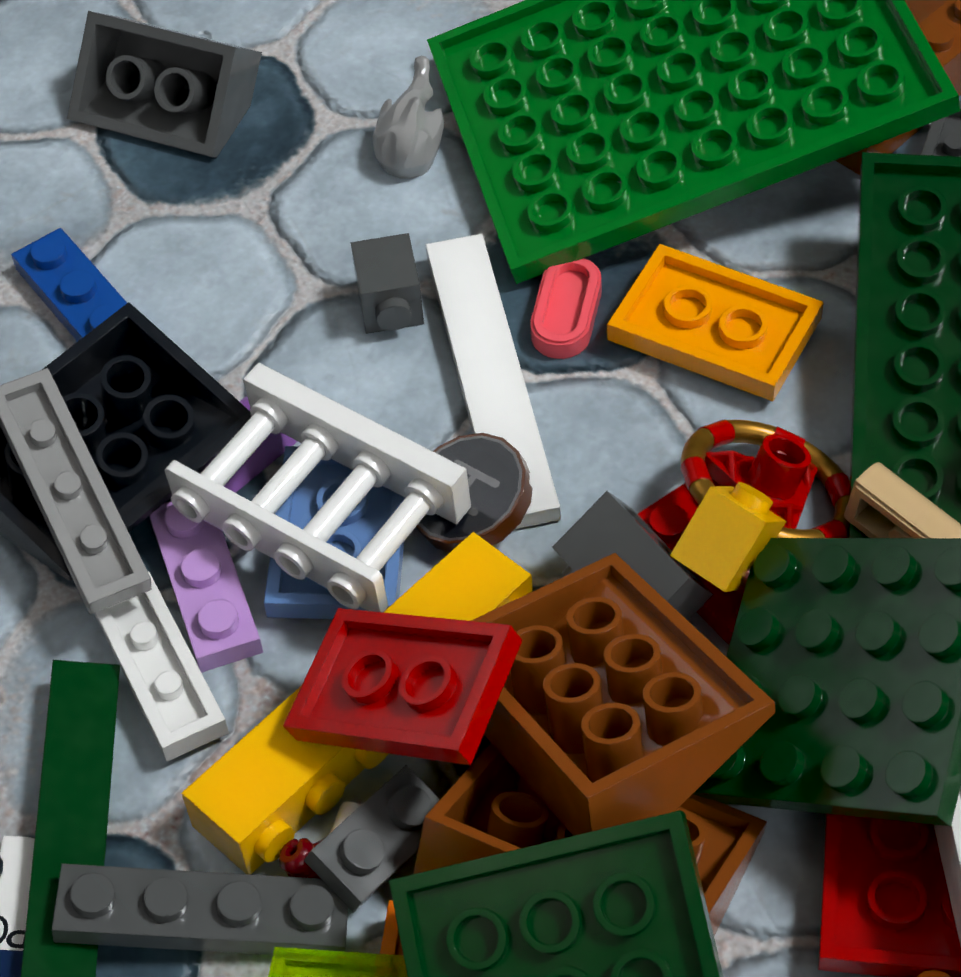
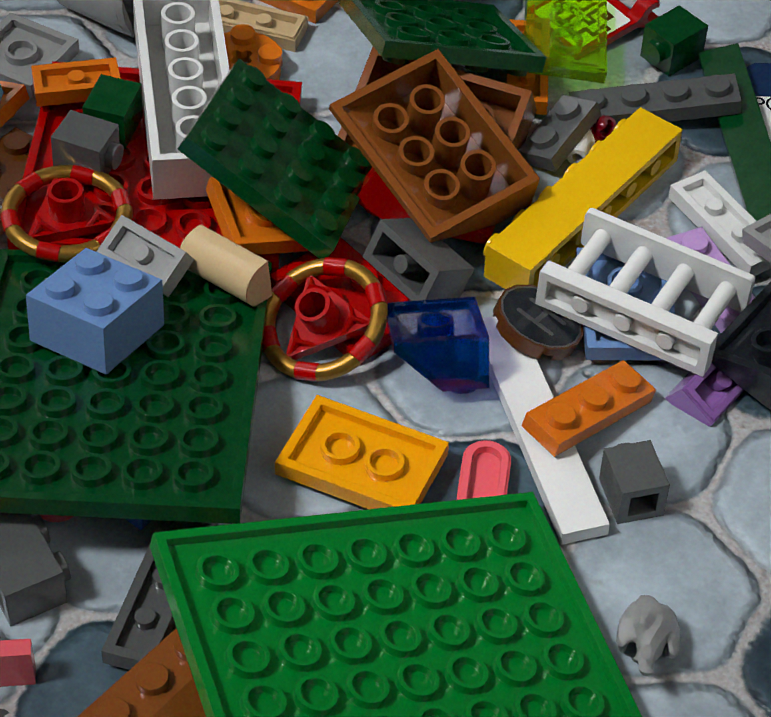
camera: 170 degrees right, 5 degrees down
(404, 684) = (557, 138): red plate -> none
(430, 368) = (588, 408): none -> orange plate
(615, 438) = (442, 341): none -> clear blue slope
(727, 535) = (353, 244): yellow brick -> none

